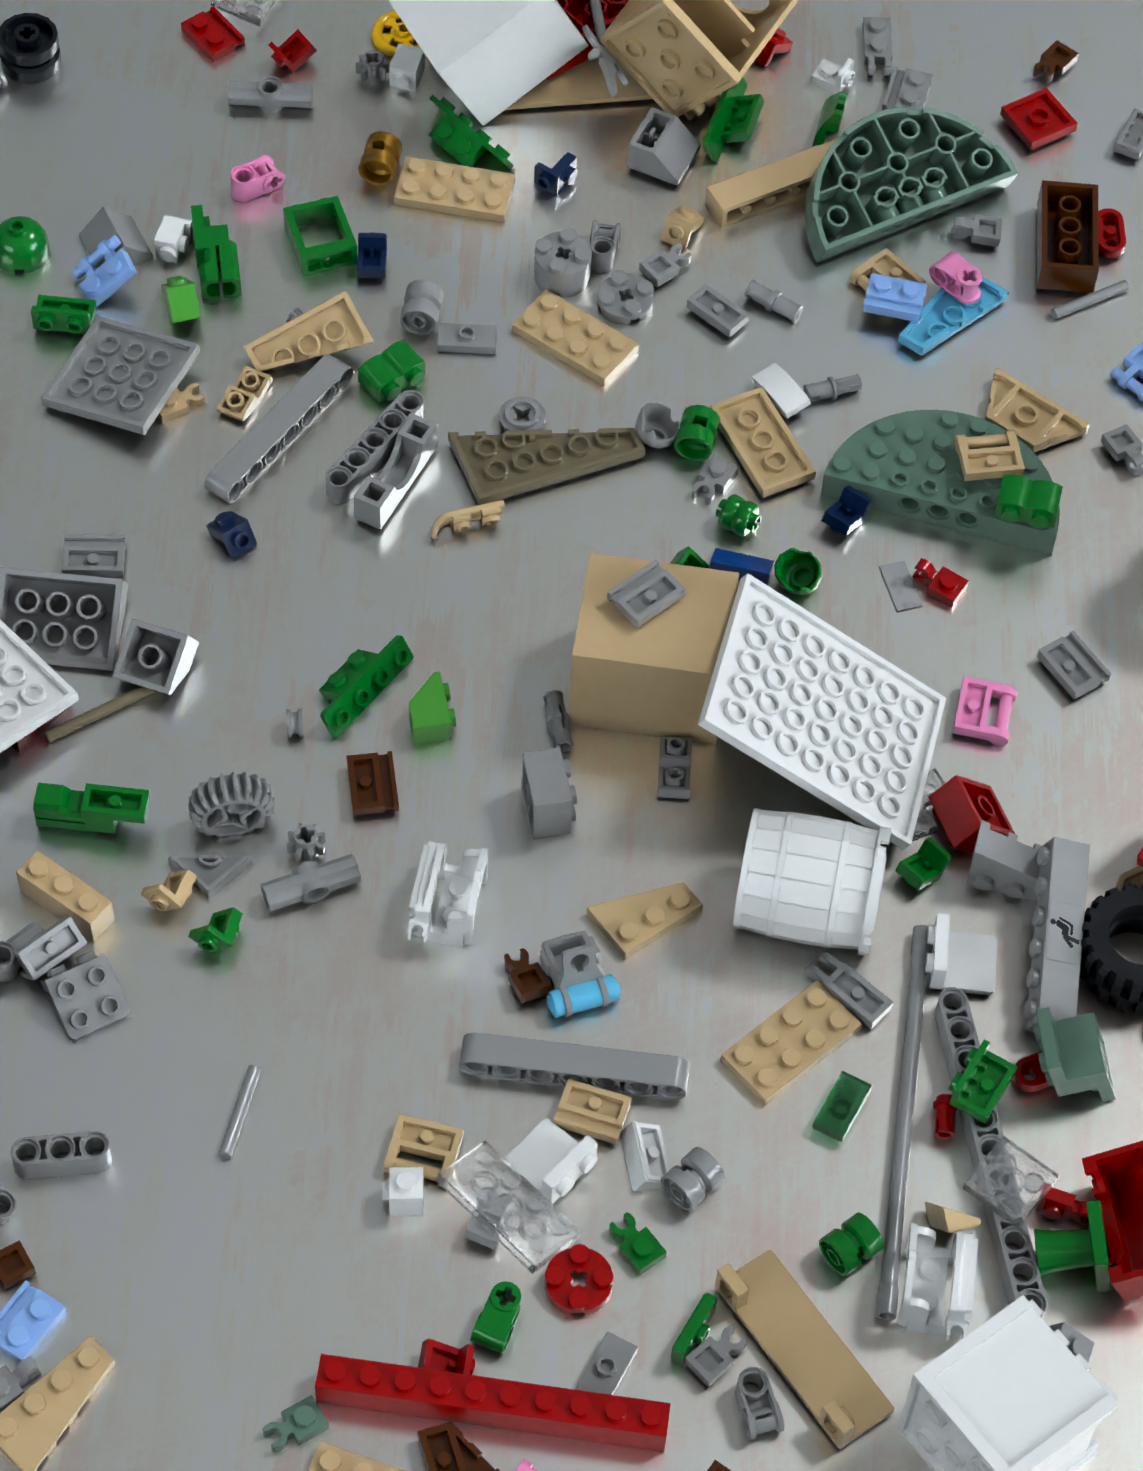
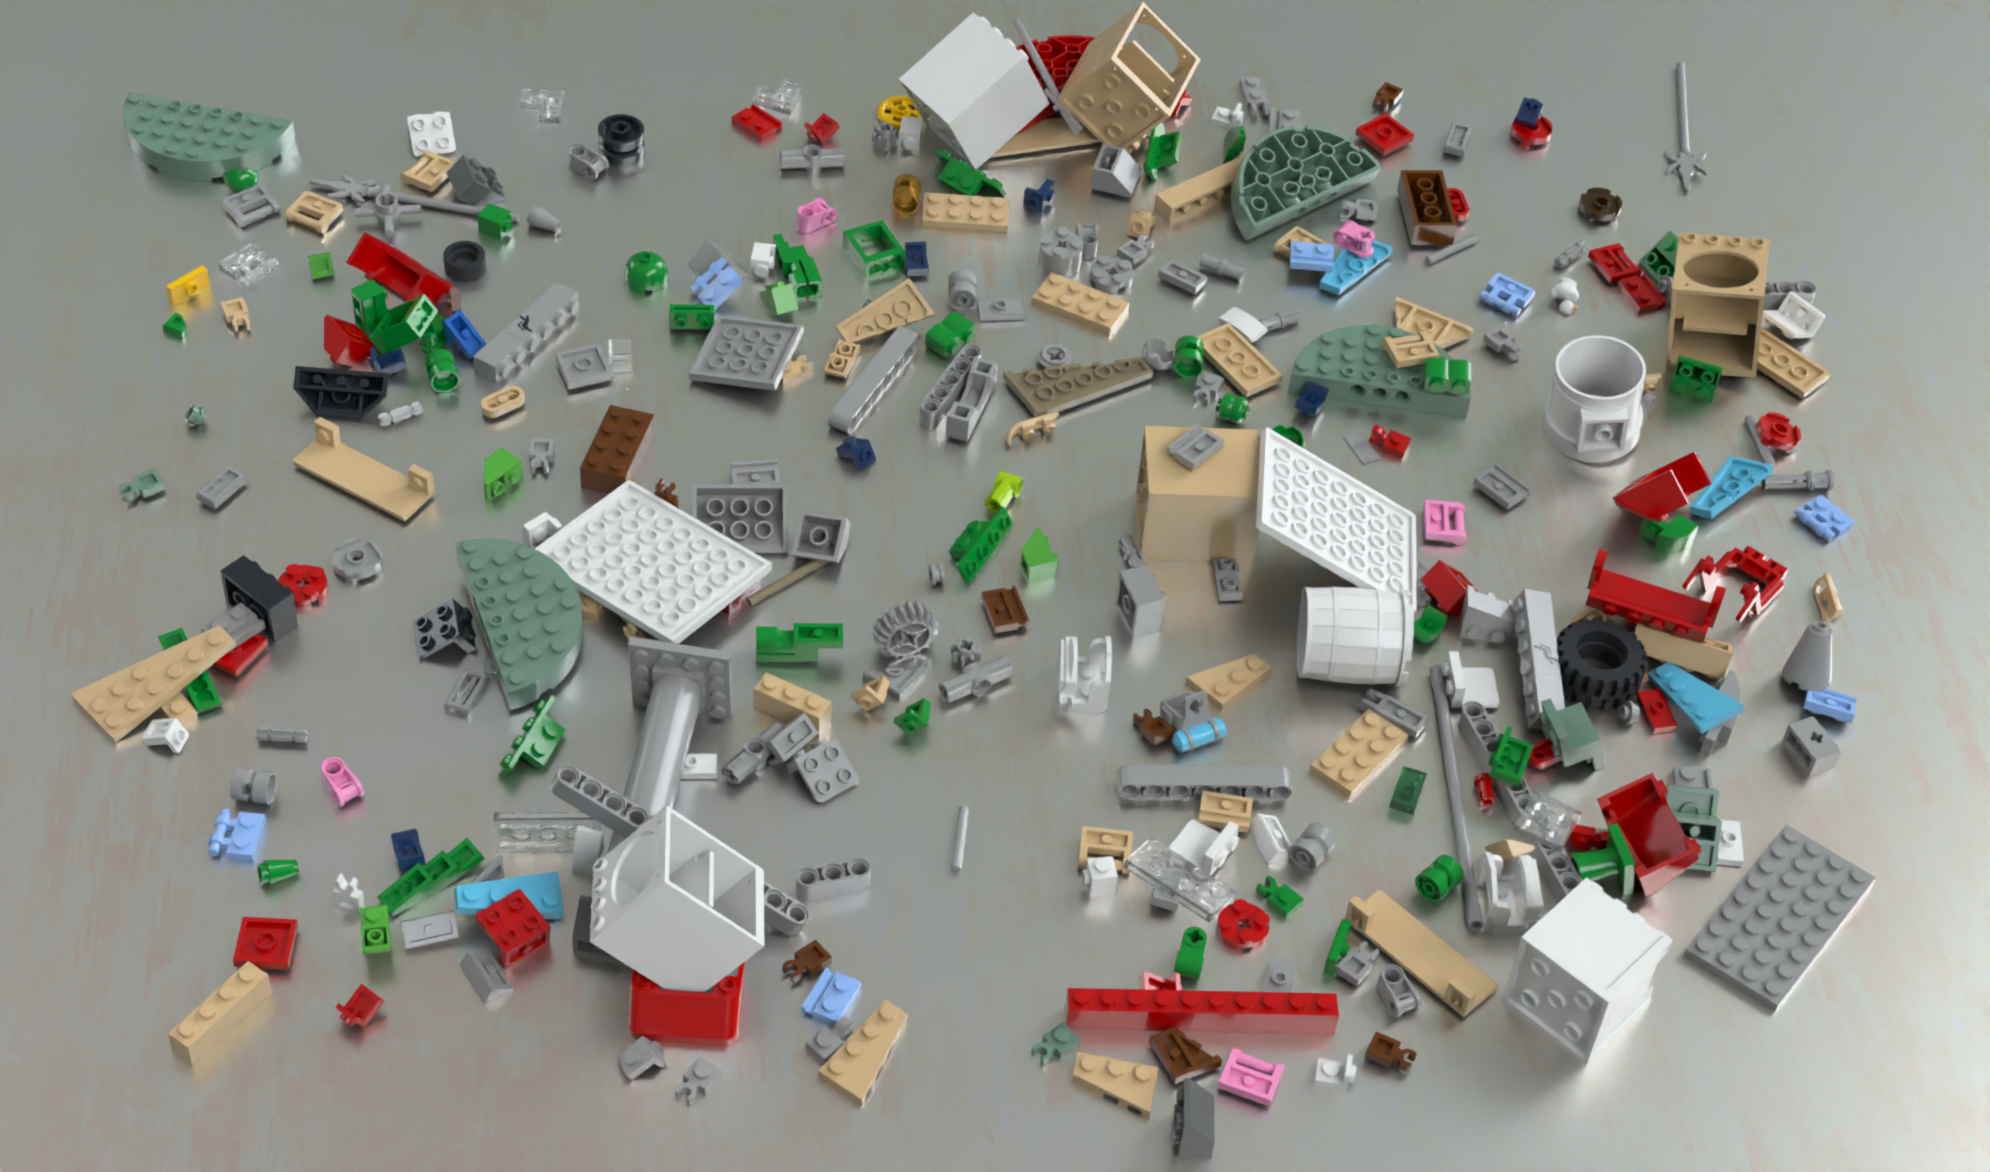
camera: 10 degrees left, 10 degrees down
(412, 604) = (1005, 487): none -> lime piece

